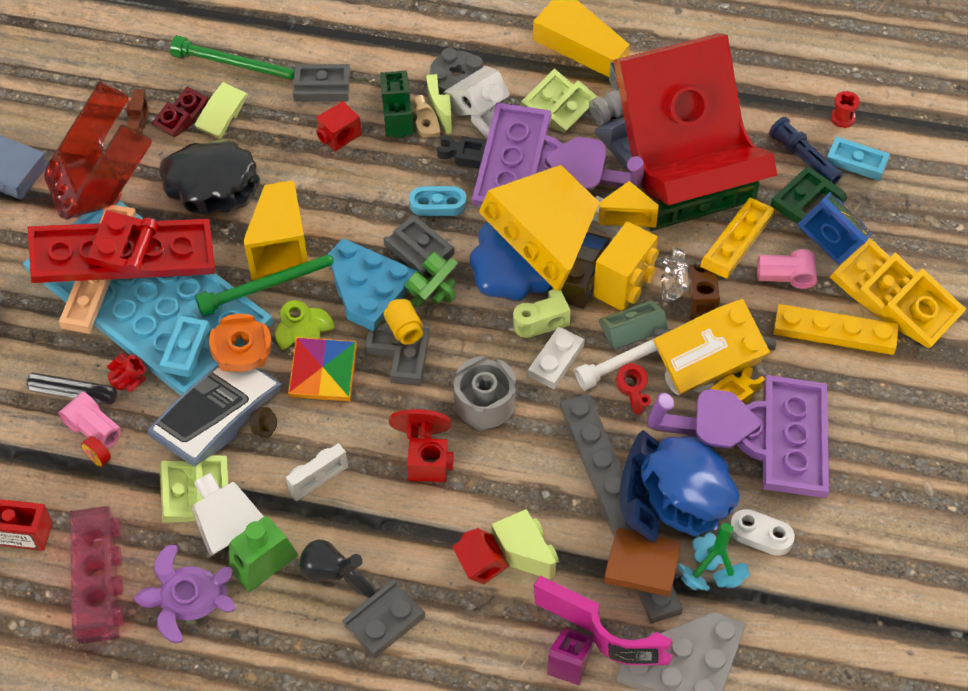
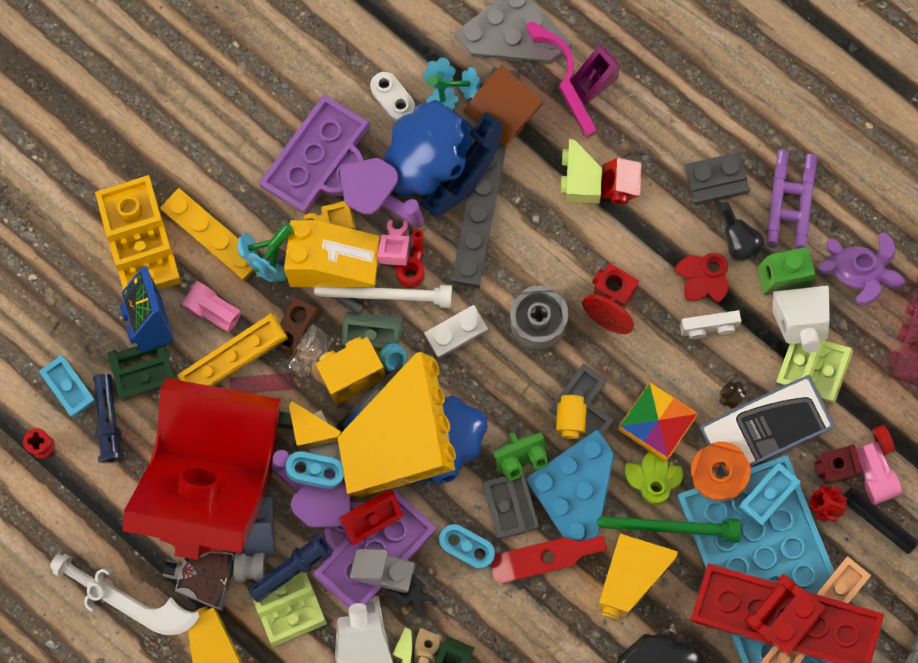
camera: 145 degrees left, 20 degrees up
(132, 410) = (850, 461): none -> dark red brick
(300, 614) = (781, 187): none -> medium lavender piece
(347, 514) = (701, 280): none -> red plate
(373, 213) = (530, 562): none -> red piece
(501, 136) = (382, 570): none -> light grey slope
(533, 160) = (371, 517): none -> red plate
(541, 316) = (455, 374): yellowish green leg -> none
(567, 112) = (300, 561): none -> dark blue pin
(598, 305) = (392, 356): none -> medium azure plate
(599, 171) = (315, 467): none -> medium azure plate
(649, 41) = (164, 620): none -> white sword
(661, 382) = (395, 245): none -> bright pink plate
(701, 240) = (261, 383): none -> clear pink piece
(789, 314) = (269, 270): none -> plant

